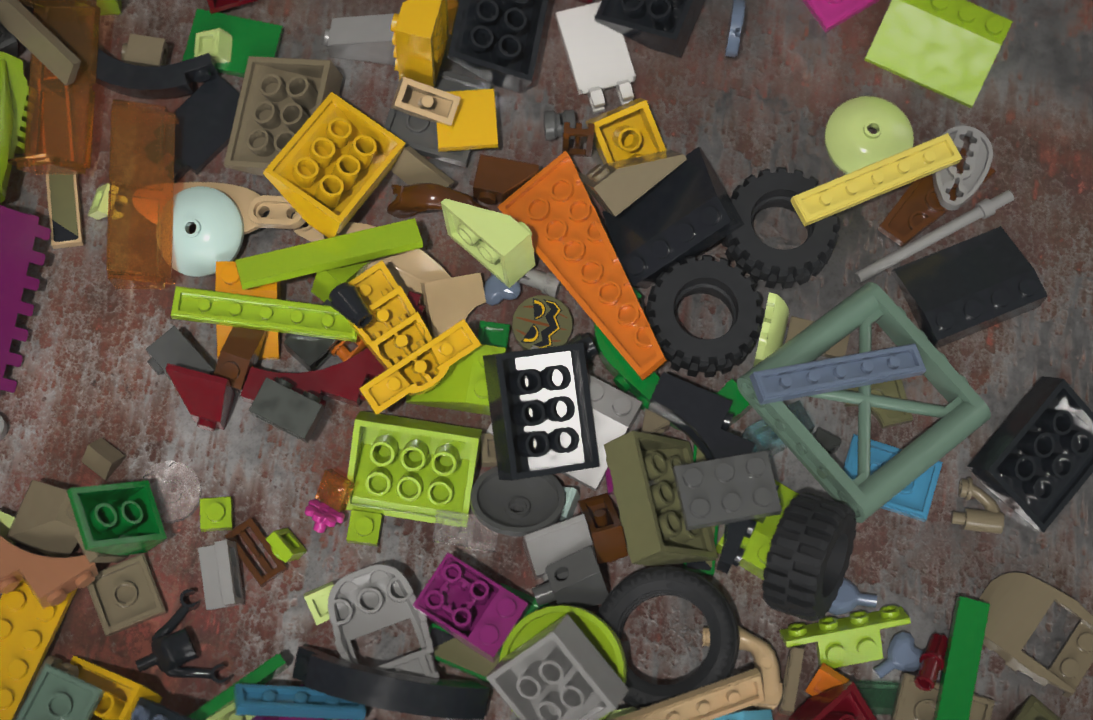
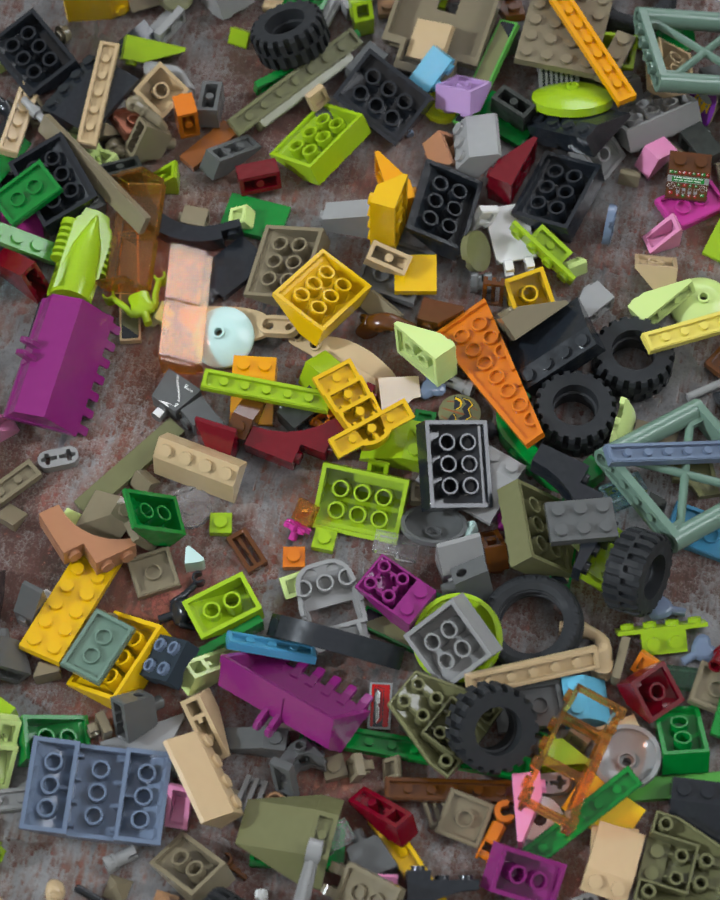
camera: 10 degrees right, 10 degrees down
(75, 187) = (140, 302): none -> lime piece
(86, 428) = (122, 473): none -> olive tile
(134, 326) = (173, 395): none -> dark grey torso
(177, 432) = (198, 466): none -> tan slope
(179, 574) = (193, 560): none -> light aqua slope
(221, 575) = (221, 560): light grey panel -> none
(227, 646) = (223, 607): none -> lime slope
(285, 545) = (268, 546): lime plate -> none
(287, 409) = (276, 453): pearl dark grey brick -> none
(323, 558) = (293, 558): none -> orange plate
(328, 253) = (313, 353): lime tile -> none
(349, 303) = (324, 382): black cone -> none
(433, 413) = (378, 466): none -> lime slope
(549, 79) = (476, 251): none -> olive tile
(558, 27) = (484, 216): none -> white tile
(650, 68) = (547, 247): none -> lime bracket
(654, 423) = (536, 481): dark tan slope -> none
(689, 92) = (577, 266): none -> yellowish green slope
(722, 142) = (596, 300): none -> light grey slope
(806, 92) = (656, 270): none -> tan slope
(809, 142) = (661, 301): none -> yellowish green slope
(810, 38) = (664, 235): none -> bright pink slope

